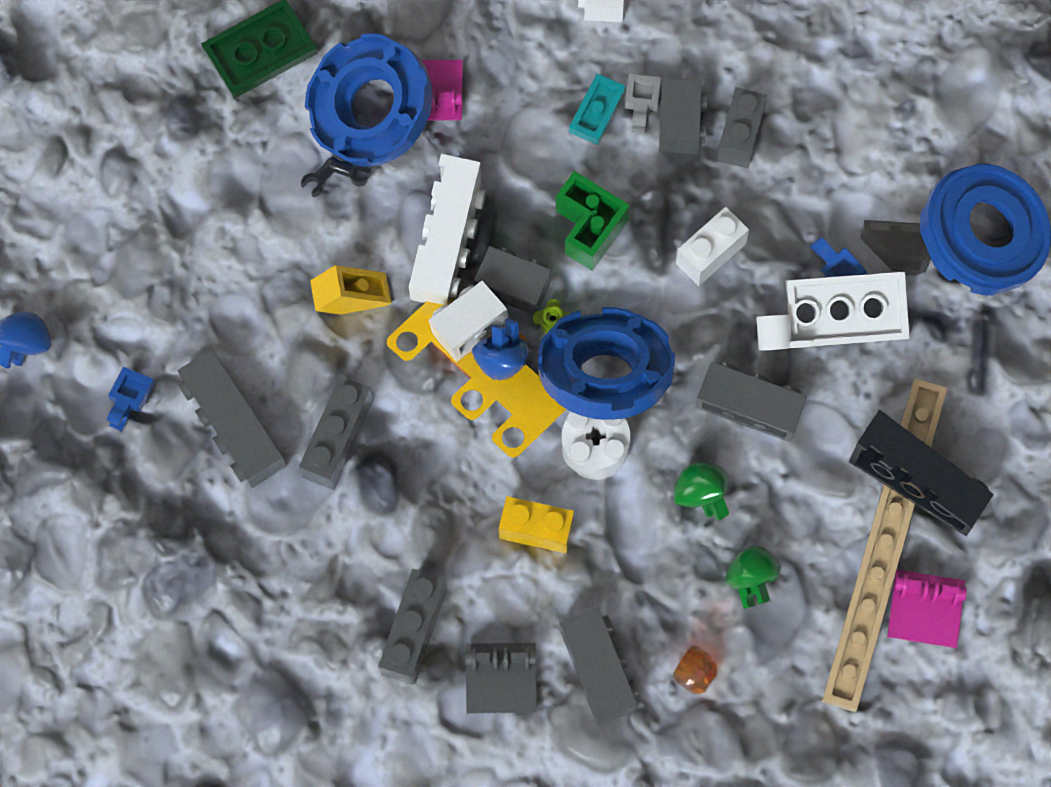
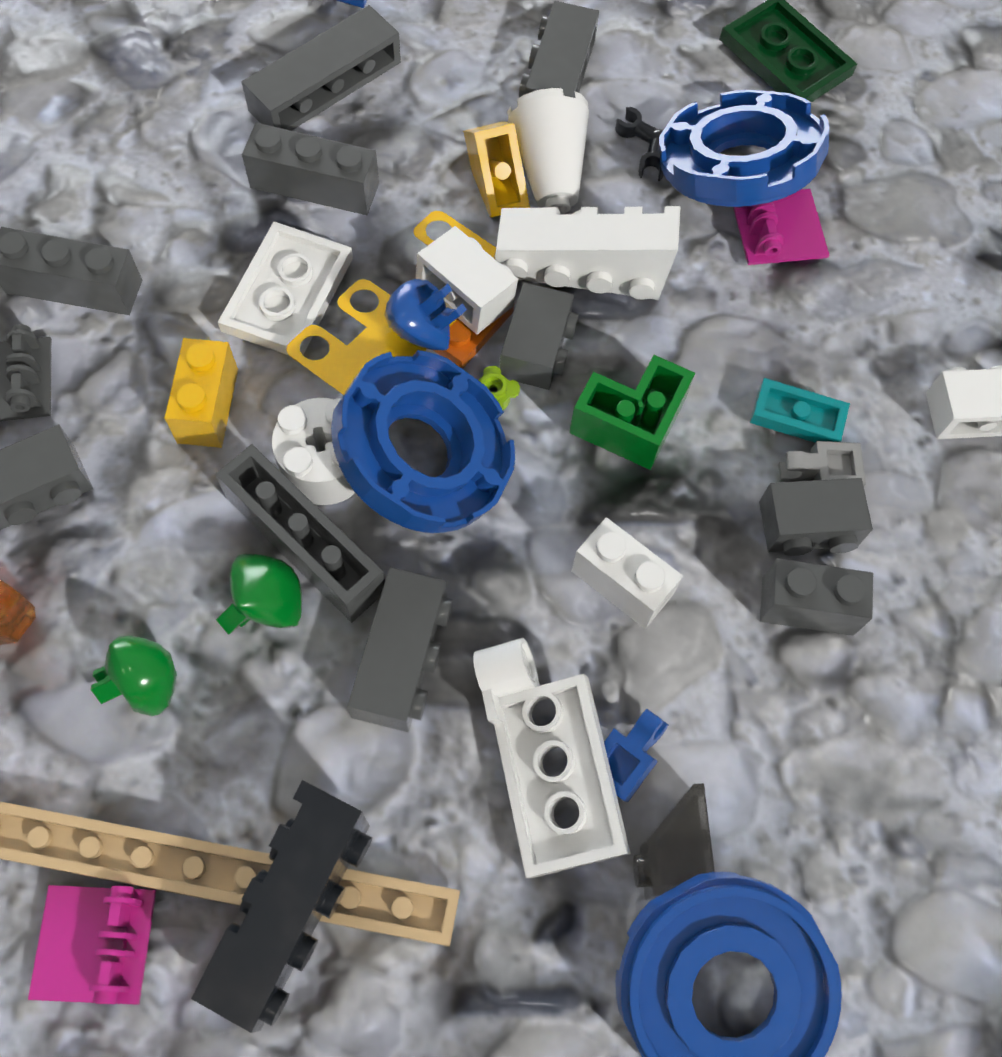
camera: 75 degrees right, 5 degrees down
(248, 227) = (564, 50): none -> dark grey brick
(347, 243) = (552, 144): none -> white cone
(446, 461) = (285, 288): none -> white plate
(662, 457) = (302, 532): none -> dark grey brick

